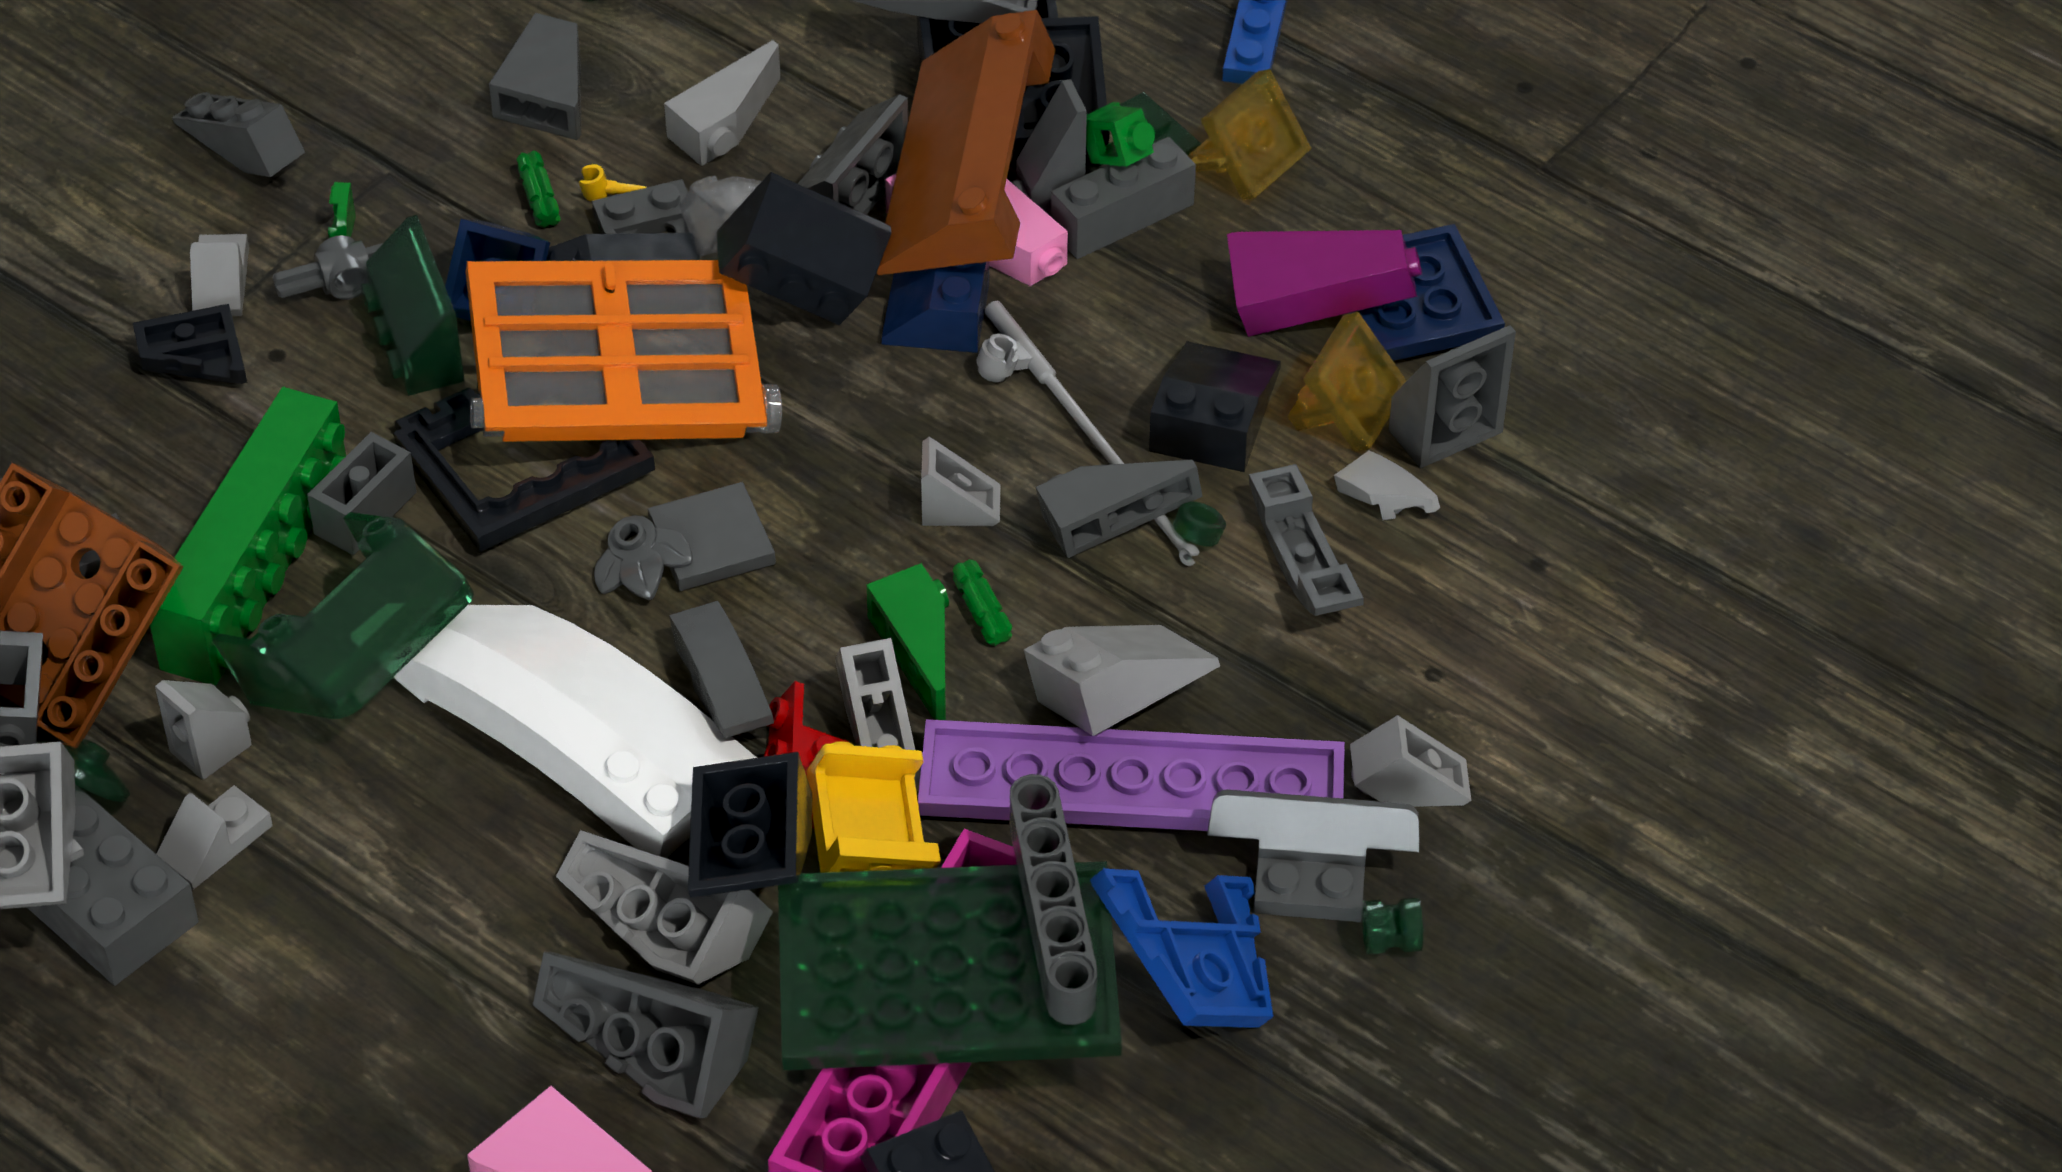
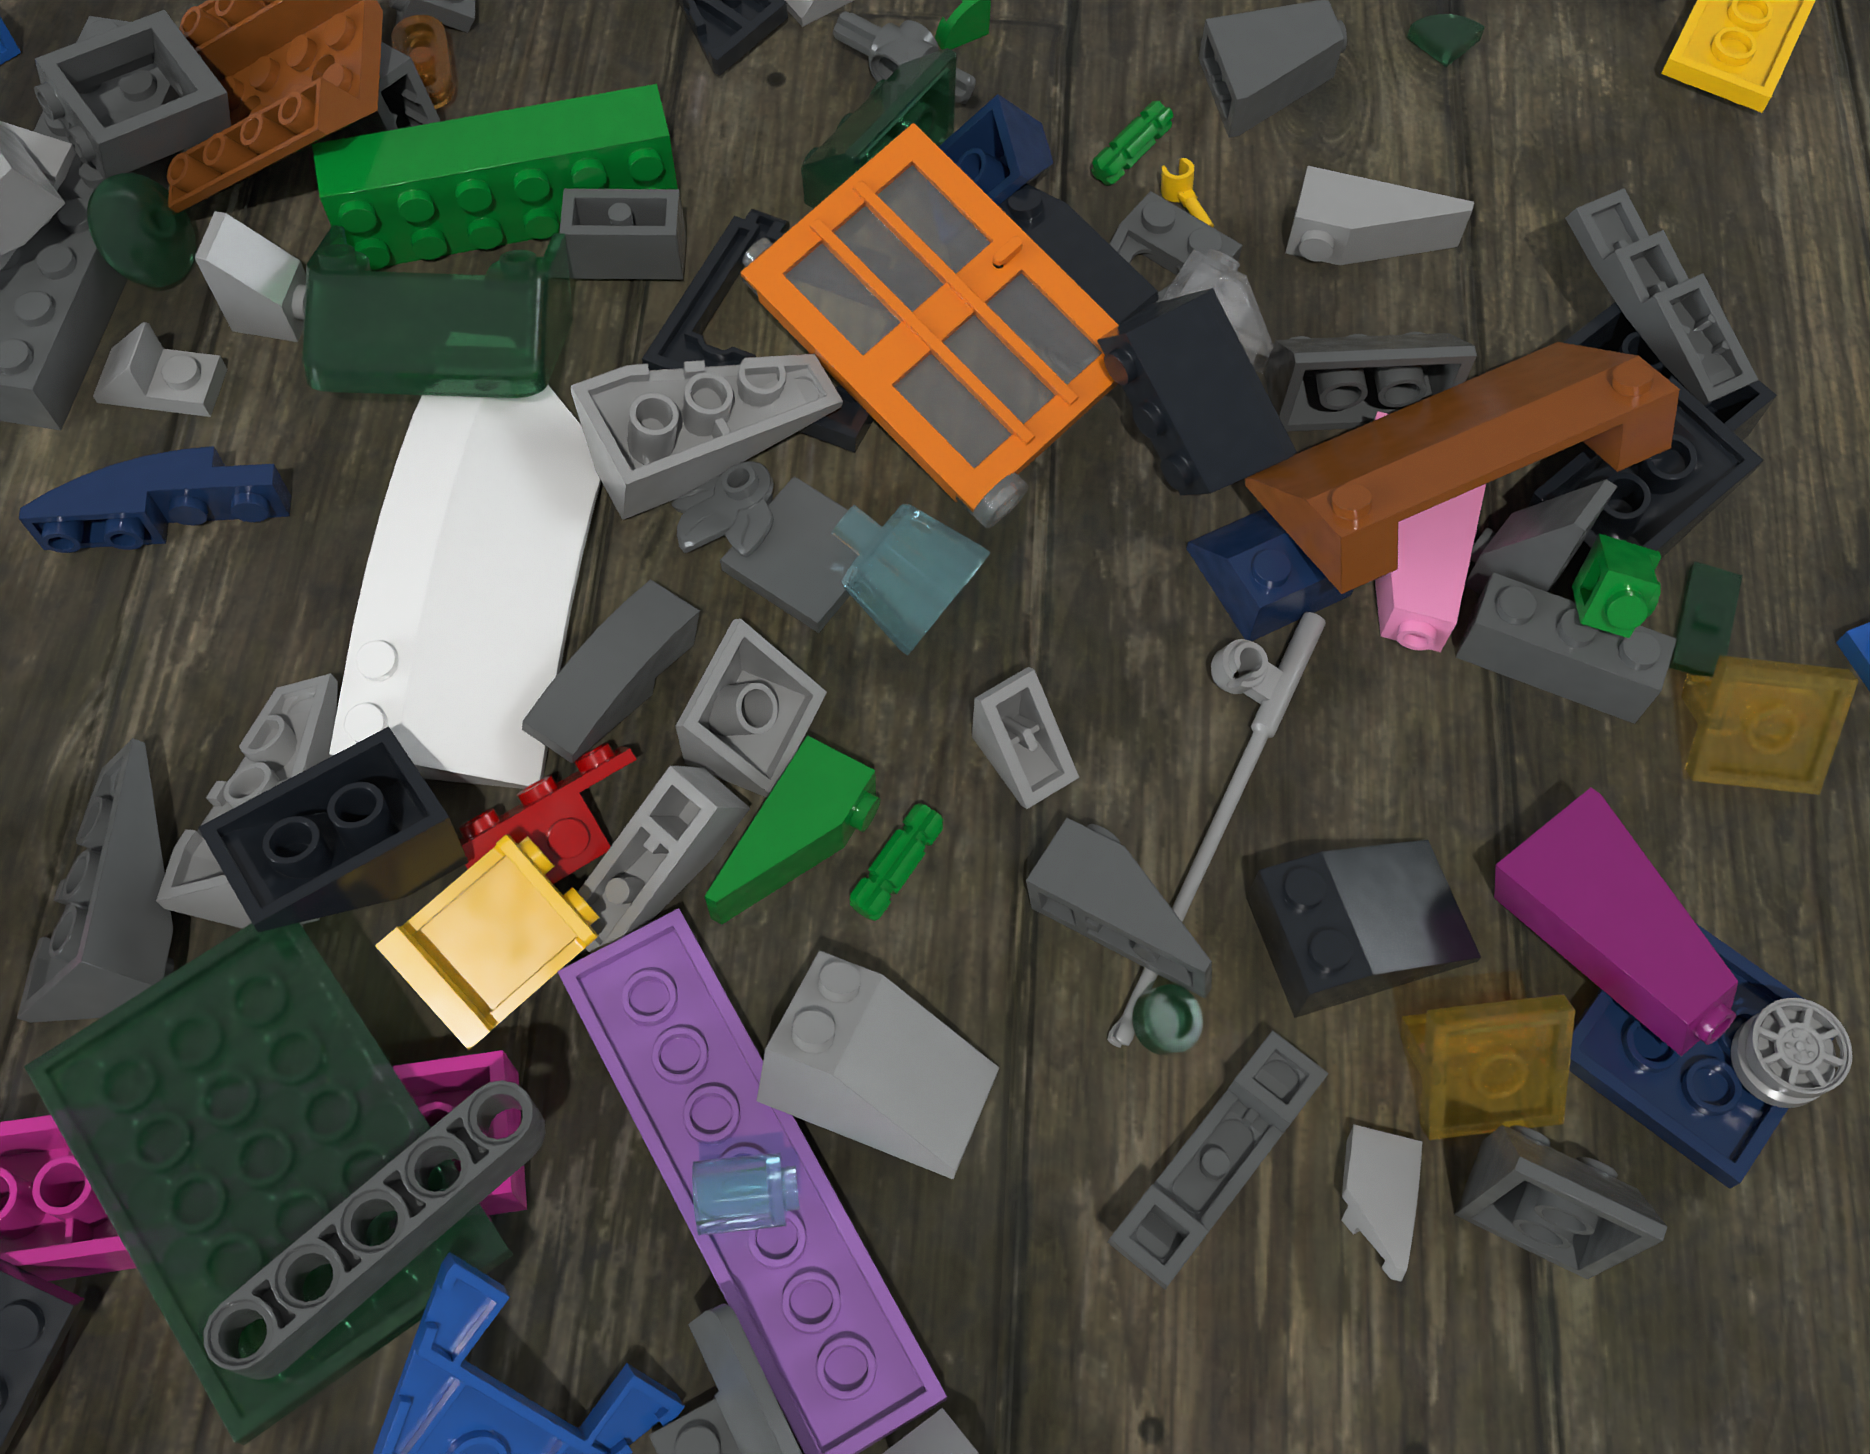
camera: 55 degrees right, 15 degrees up
(329, 877) = (139, 497): none -> dark blue slope
(563, 532) = (681, 427): none -> light grey wedge
(785, 480) = (906, 569): none -> clear light blue torso
(807, 619) = (748, 712): none -> light grey slope
(1149, 763) = (743, 1193): none -> clear light blue brick
(1451, 252) = (1788, 1053): none -> light grey wheel

